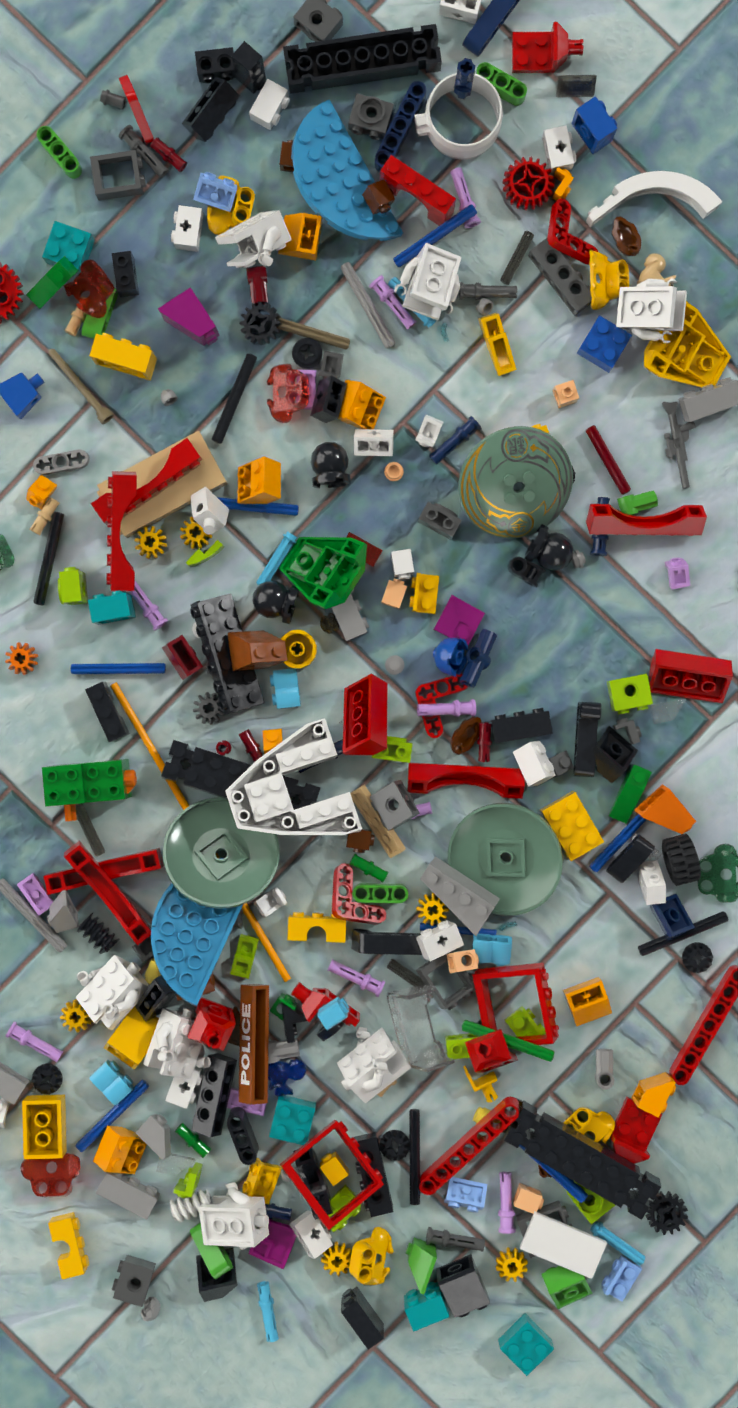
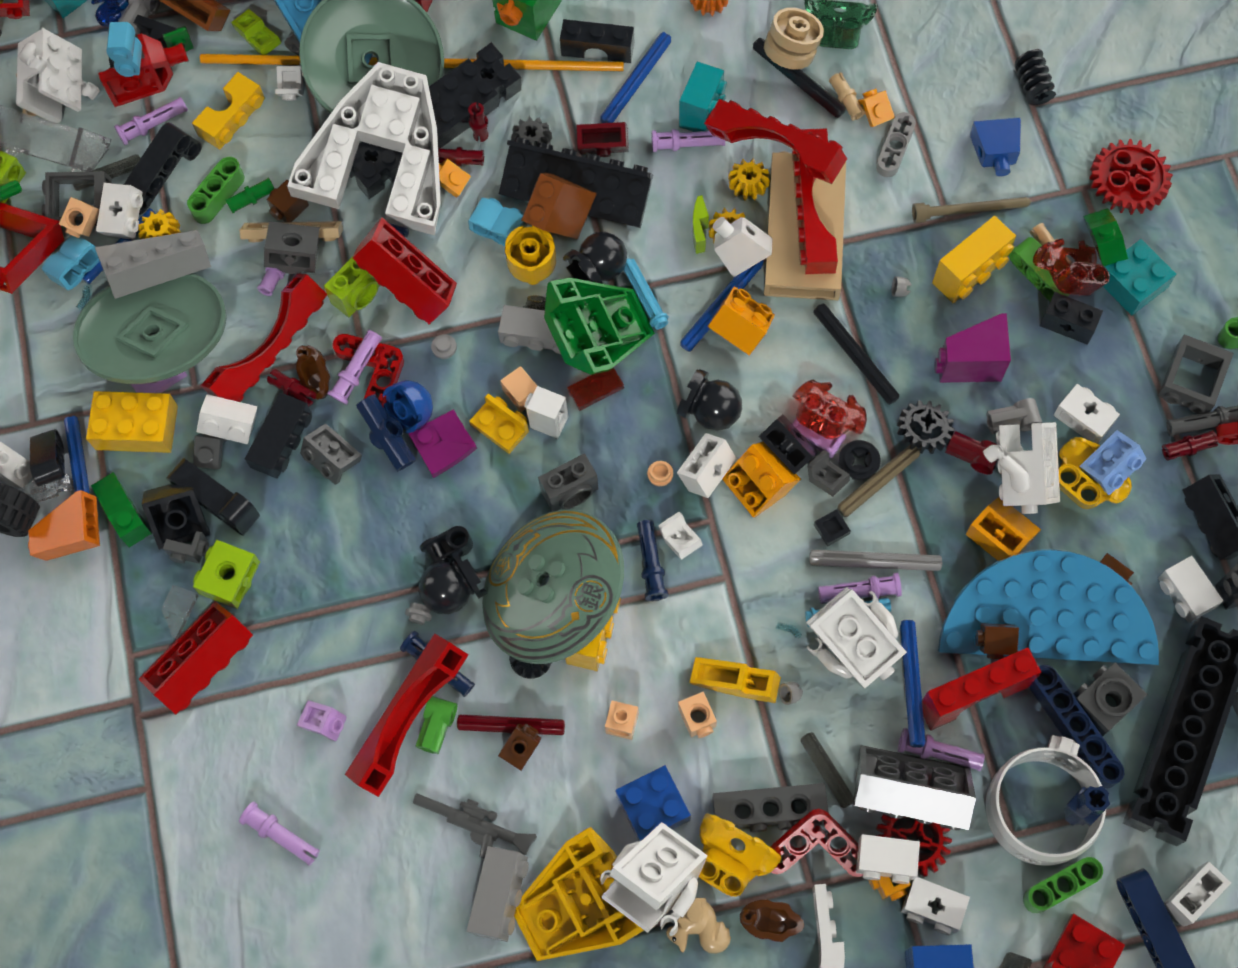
camera: 130 degrees right, 20 degrees down
(25, 575) = (793, 38): none -> tan wheel
(72, 587) = (750, 75): lime brick -> none
(215, 269) = (1021, 413): none -> light grey piece
(348, 905) = (223, 149): red beam -> none
(364, 343) = (832, 527): none -> black plate
(477, 291) = (813, 696): dark grey pin -> none
(500, 196) = (914, 788): none -> slope
(511, 686) = (329, 453): none -> dark grey bracket
(530, 359) = (693, 704): none -> light nougat brick
(554, 186) = (887, 858): none -> white brick
(620, 442) = (520, 745): none -> reddish brown brick

